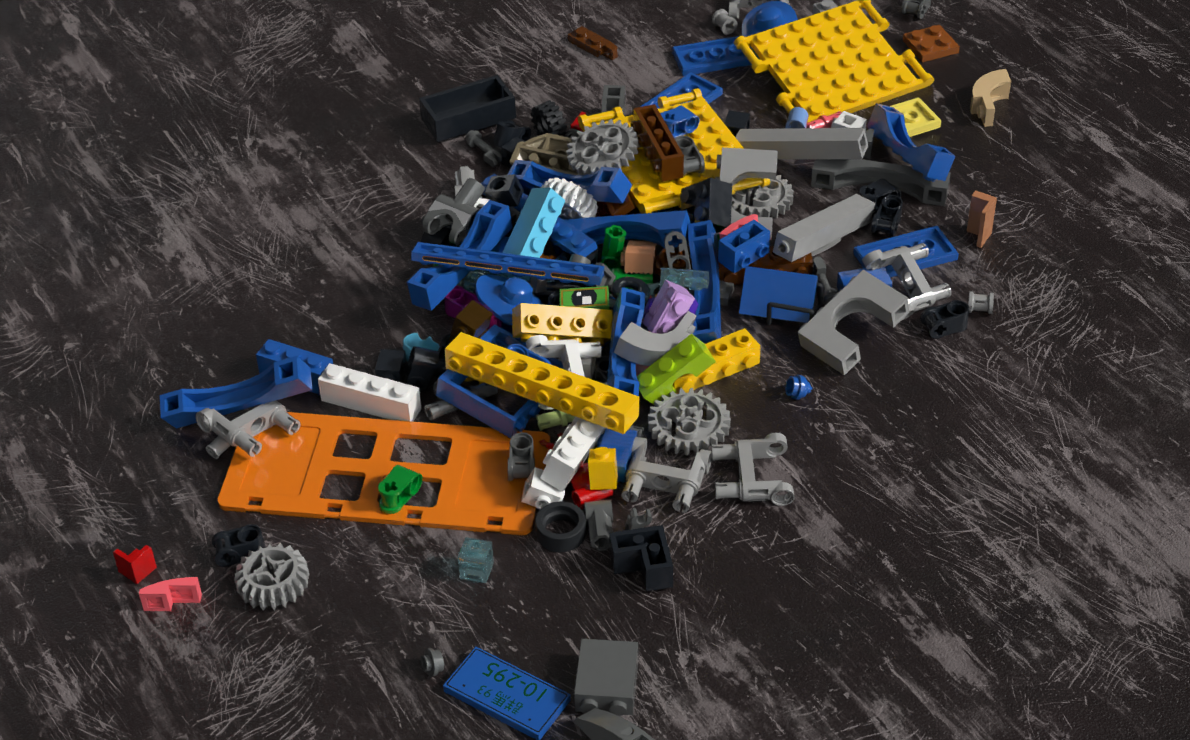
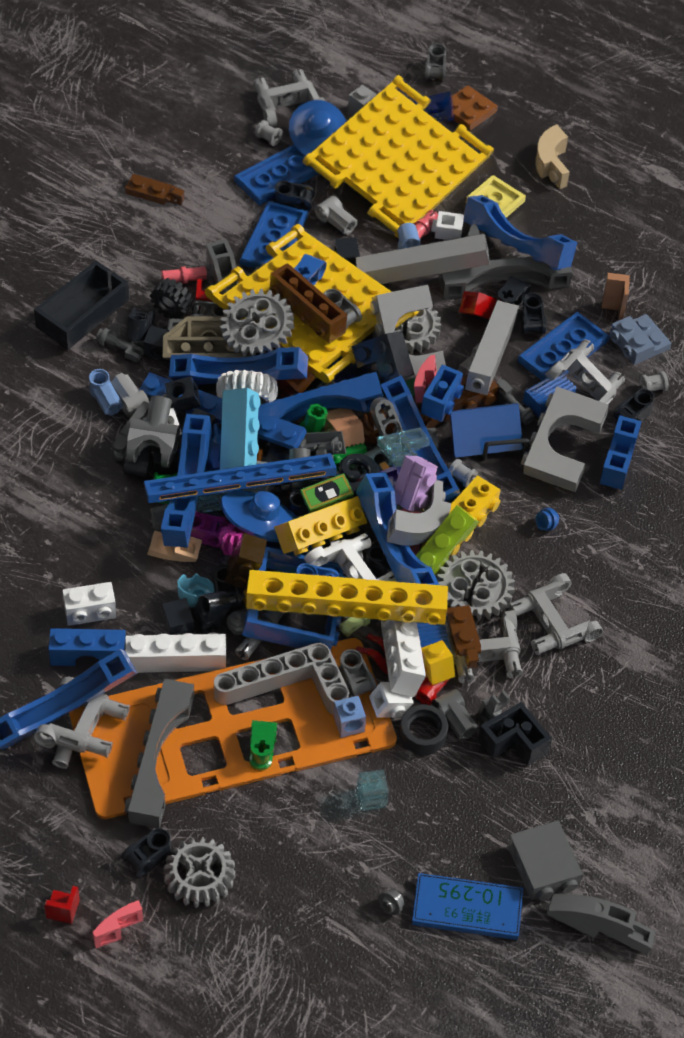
camera: 30 degrees left, 10 degrees up
(320, 333) = (89, 603): none -> white brick
(335, 435) = (148, 797): none -> dark grey arch
(434, 319) = (181, 554): none -> light nougat slope
(444, 177) = (104, 392): none -> medium blue piece
(453, 435) = (284, 676): none -> light grey beam
(492, 490) = (349, 716): none -> medium blue brick
(576, 108) = (185, 274): none -> coral pin
(615, 261) = (330, 441): none -> dark grey hinge
(645, 453) = (464, 634): none -> reddish brown hinge
(715, 71) = (293, 195): none -> black piece
(733, 322) = (462, 472): none -> light grey bush
(745, 94) = (333, 212): none -> light grey piece
(835, 192) = (477, 304): none -> red panel
(895, 359) = (620, 452): none -> blue arch
(899, 33) = (440, 106): none -> clear blue plate
(988, 263) = (639, 338): none -> sand blue plate

